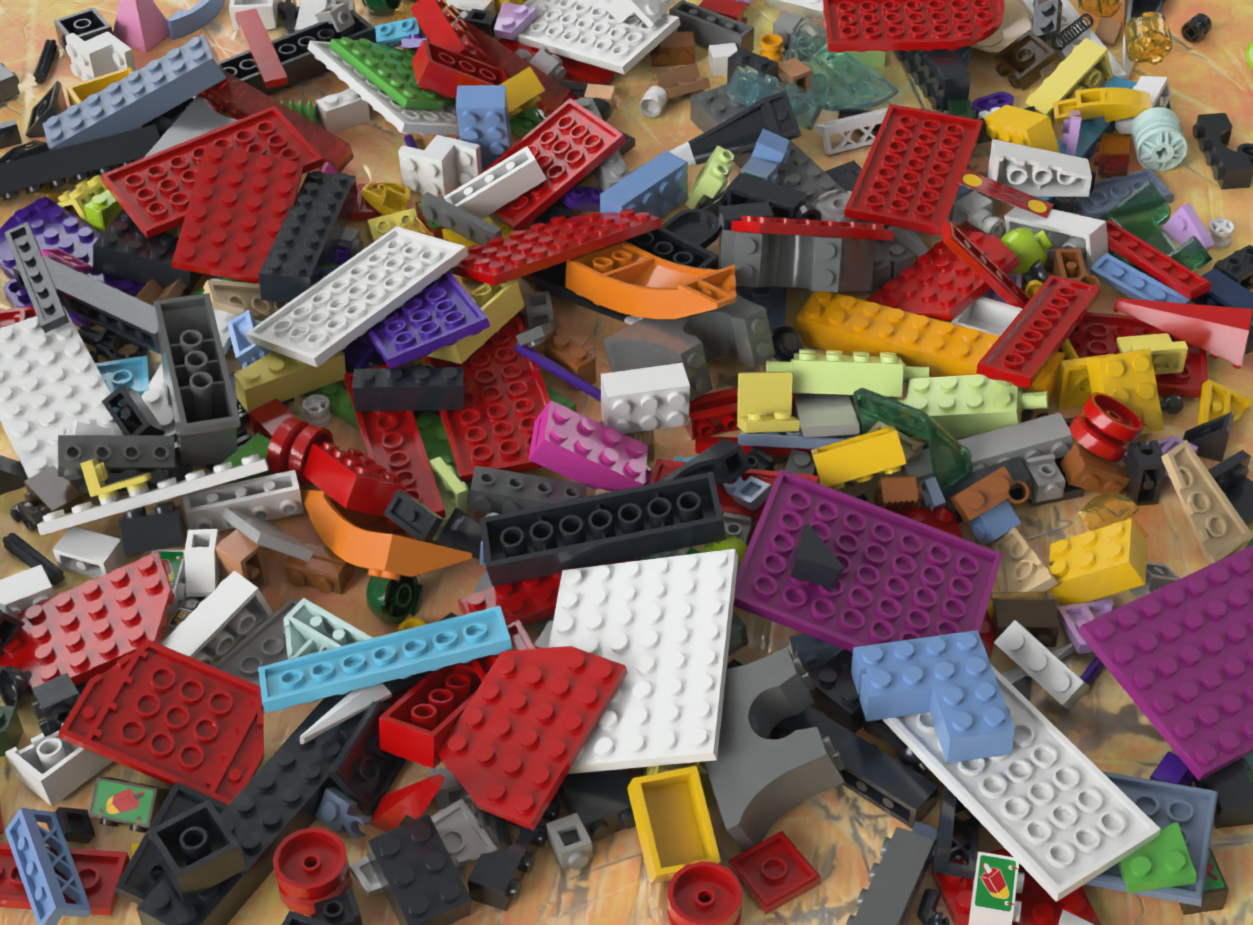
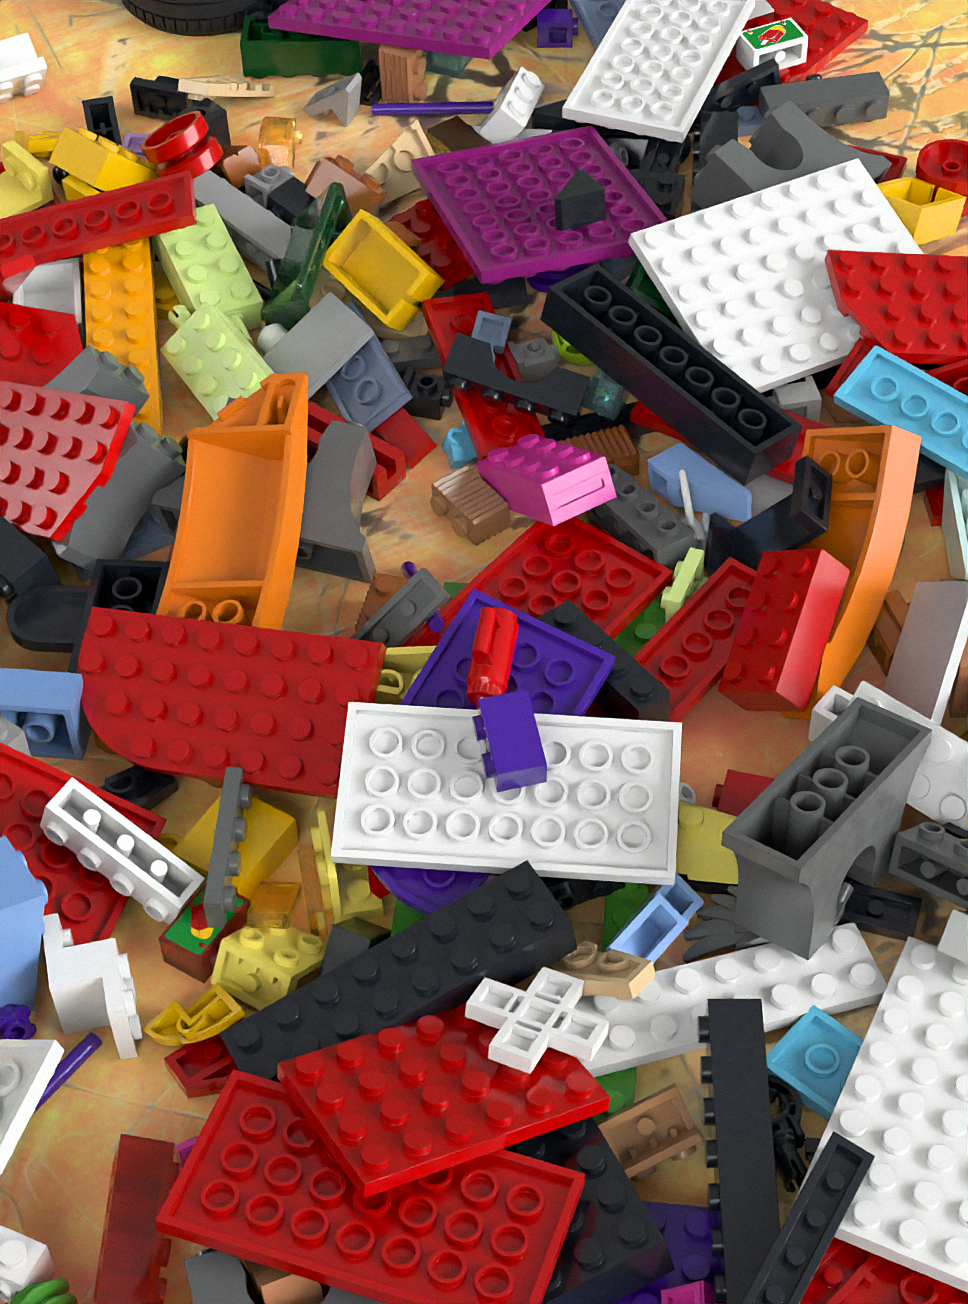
camera: 125 degrees left, 5 degrees up
(135, 416) = (889, 951): black brick -> none
(231, 252) = (536, 1019): none -> white plate
(292, 444) = (768, 732): red wheel -> none
(370, 284) = (511, 741): none -> dark purple piece
(432, 301) = (492, 653): none -> red piece
(645, 398) = (435, 460): white piece -> none
(765, 402) = (351, 393): light yellow bracket -> none
(938, 677) = (640, 95): medium blue piece -> none
(1075, 615) = (428, 113): lavender wing -> none
(1098, 563) = (363, 107): yellow piece -> none

